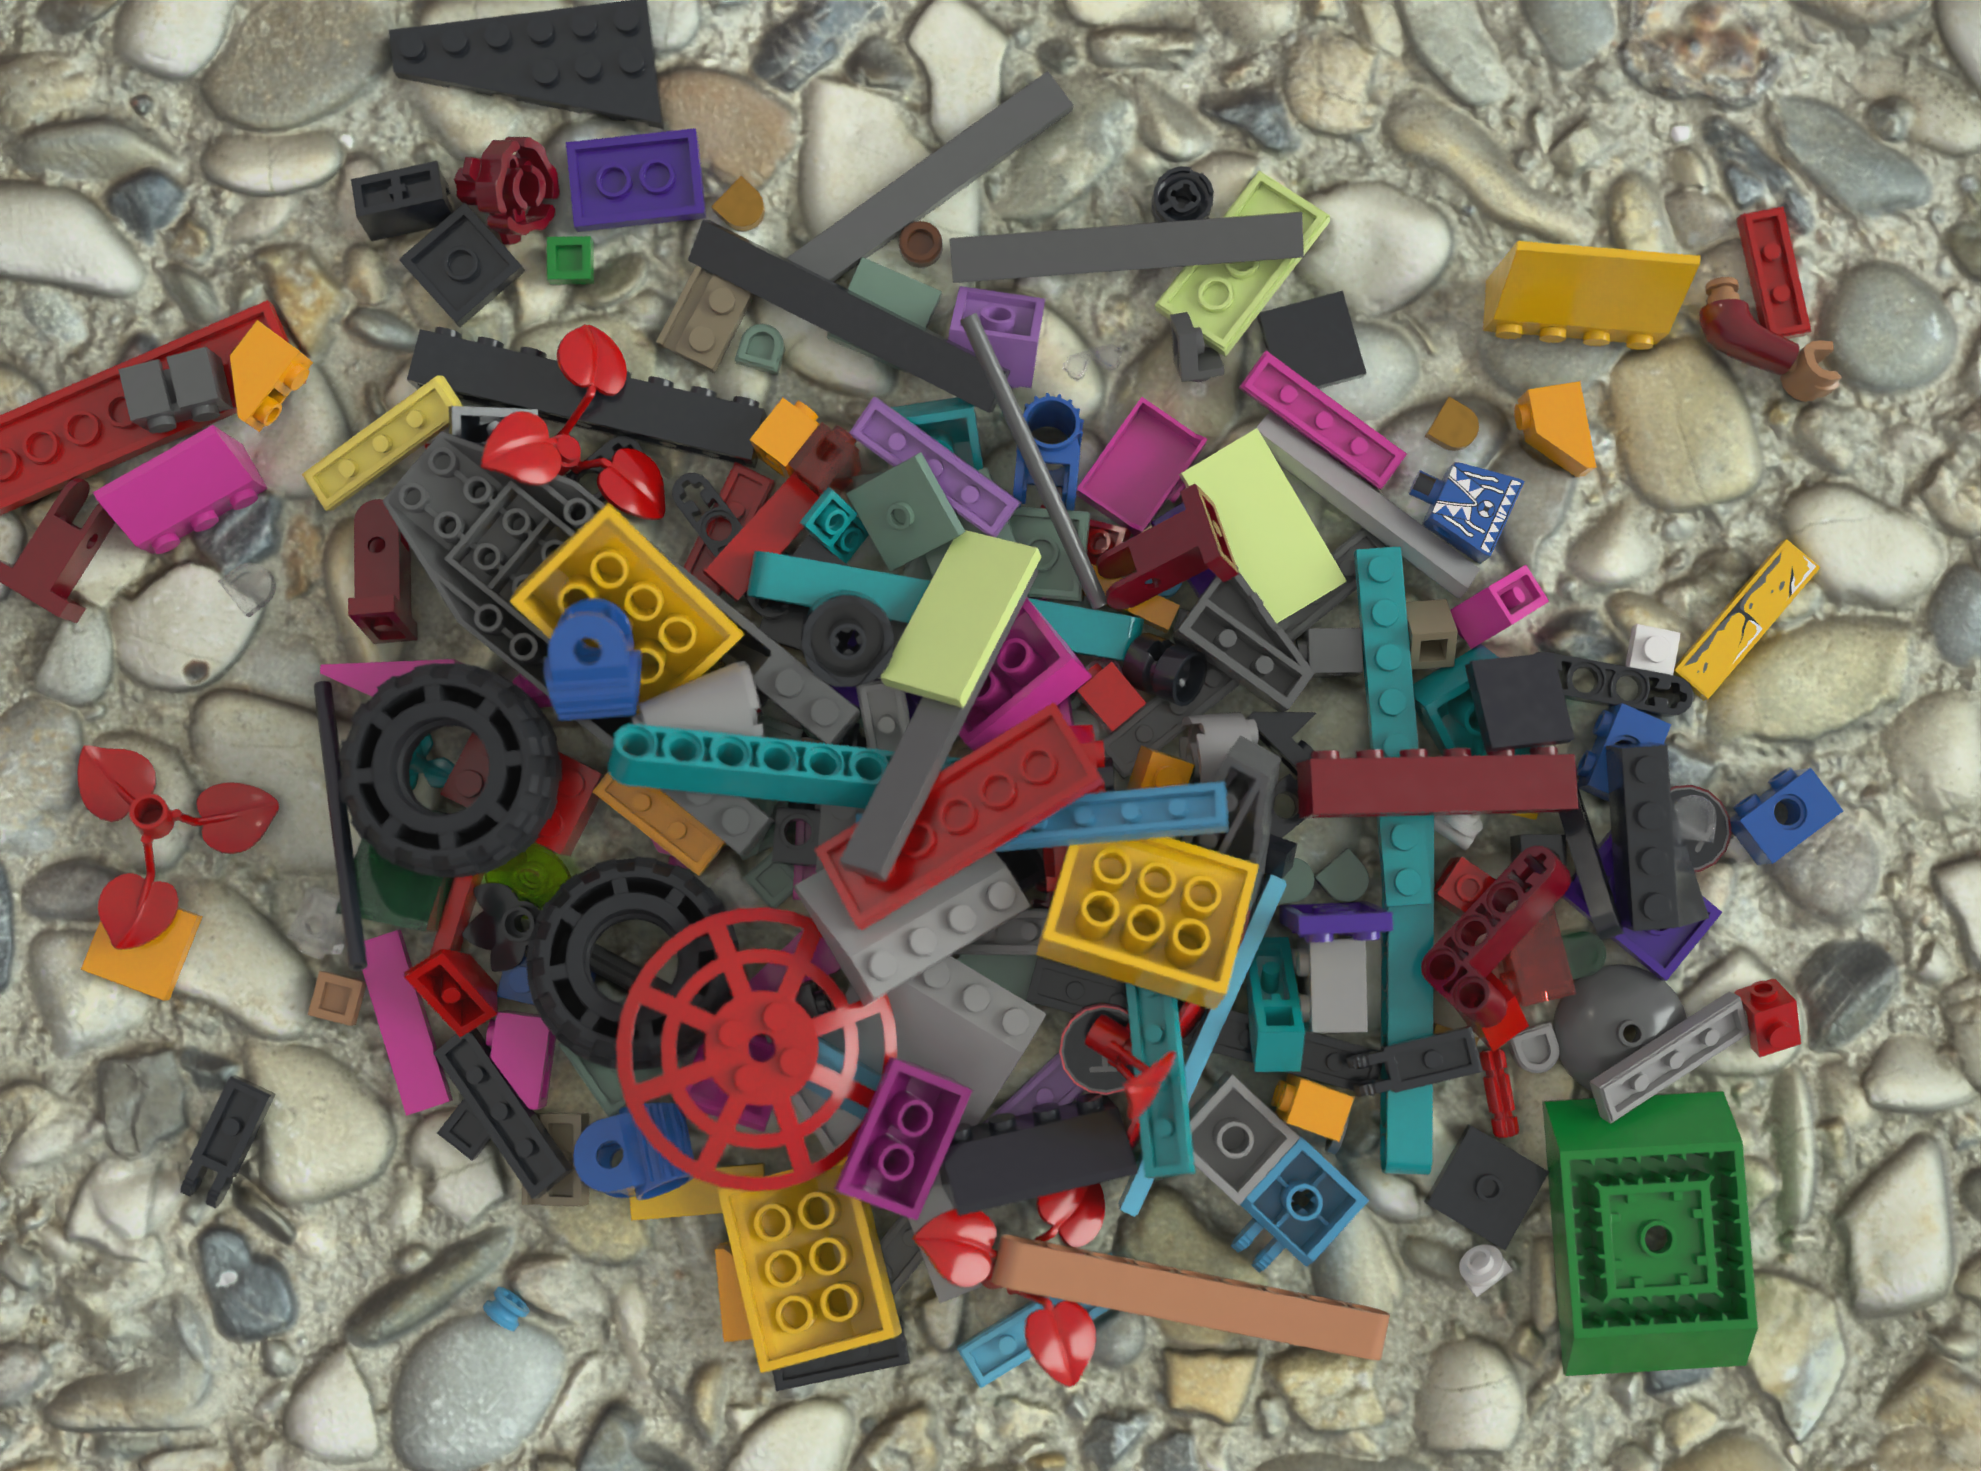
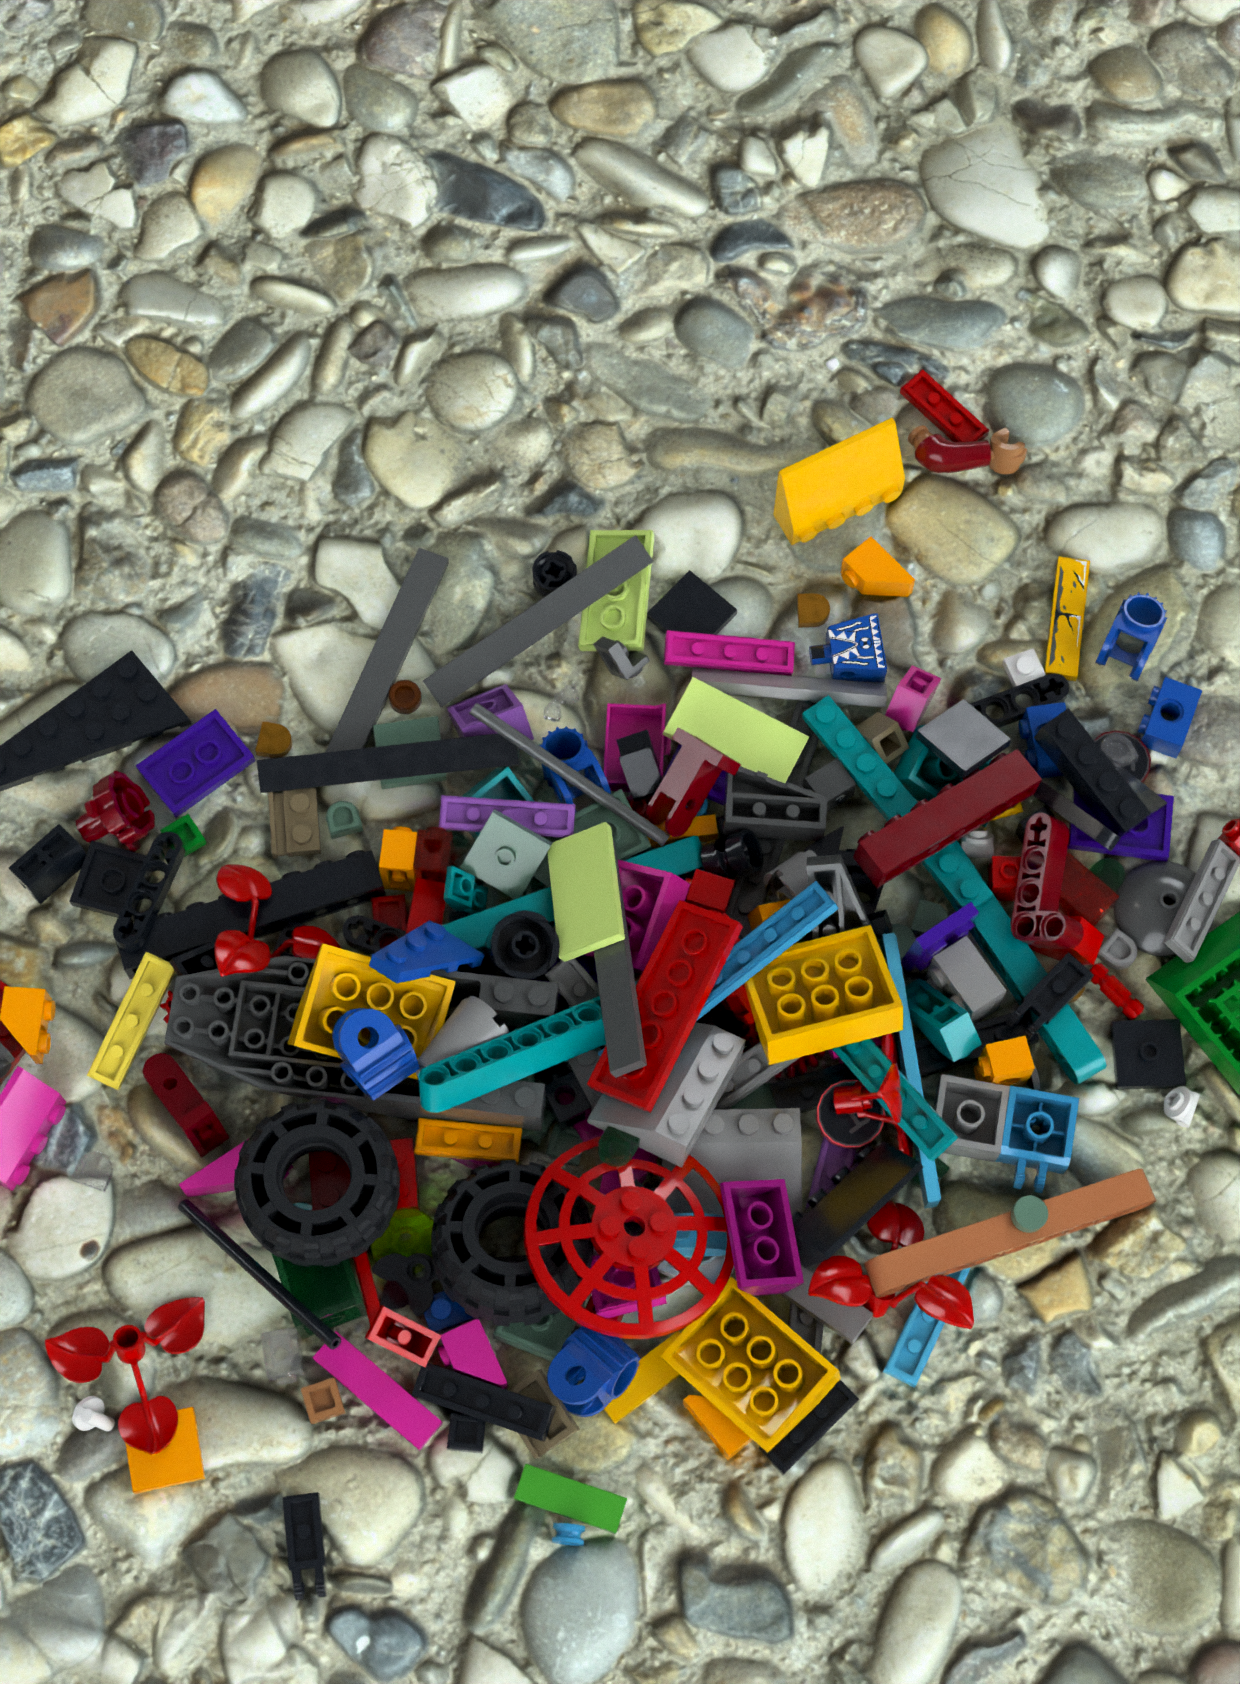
camera: 30 degrees left, 15 degrees down
(87, 858) = (90, 1414): none -> white plate
(481, 298) = (152, 891): none -> black beam
(534, 1270) = (570, 1498): none -> bright green tile
(724, 579) = (424, 951): none -> blue wing
(804, 941) = (617, 1147): none -> clear green tile
(1129, 495) = (639, 764): none -> black slope
(1222, 1298) = (1029, 1214): none -> sand green tile
(1844, 686) = (1140, 618): none -> blue piece

